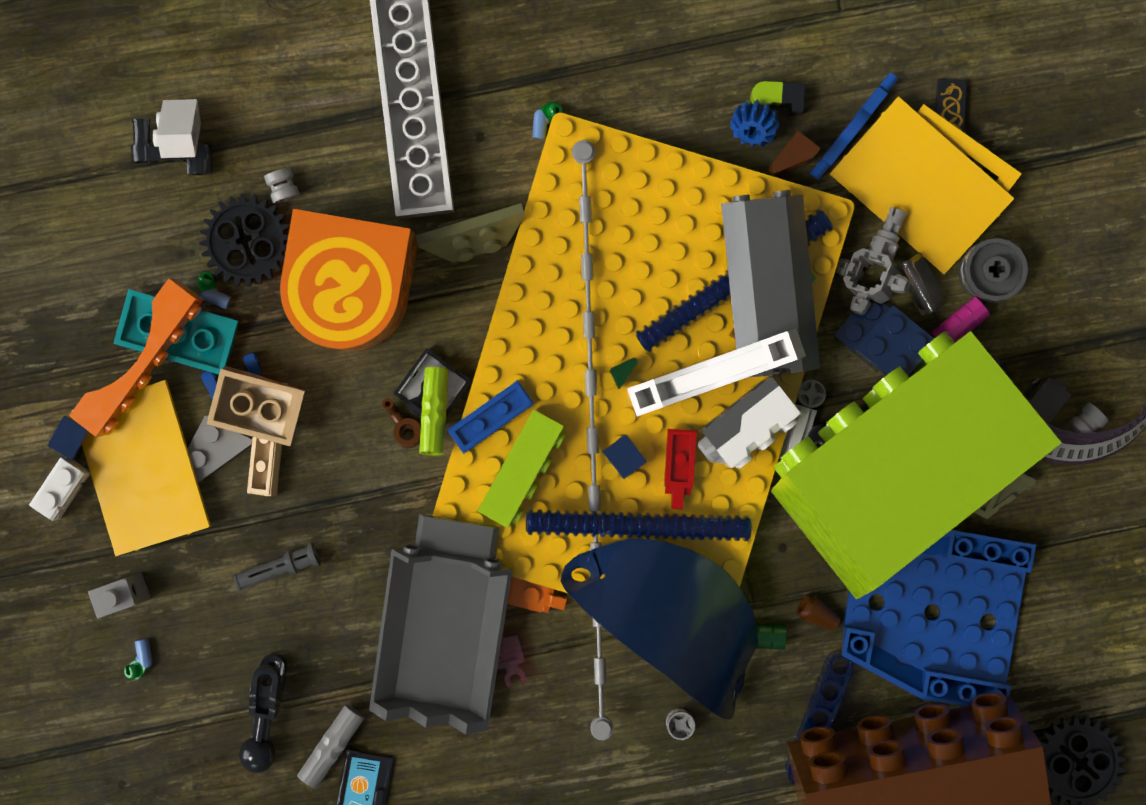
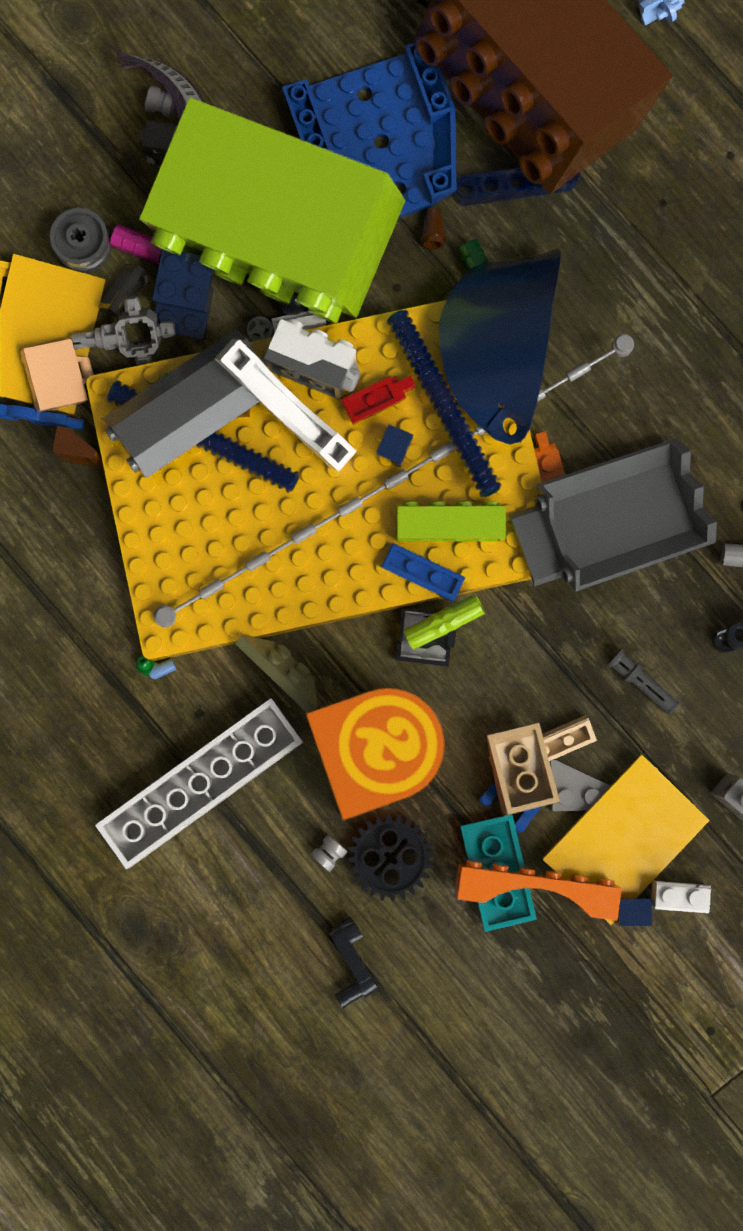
camera: 125 degrees left, 5 degrees down
(177, 128) = (329, 964): white brick -> none
(209, 292) = (449, 864): arm -> none
(402, 425) = (470, 644): reddish brown plate -> none
(509, 658) = (607, 452): clear pink plate -> none
(622, 371) = (326, 485): dark green slope -> none
(680, 728) = (583, 283): light grey wheel -> none
(754, 123) = (65, 493): blue gear -> none
(780, 94) = (31, 489): leg -> none
(873, 175) = (56, 375): none -> light nougat piece

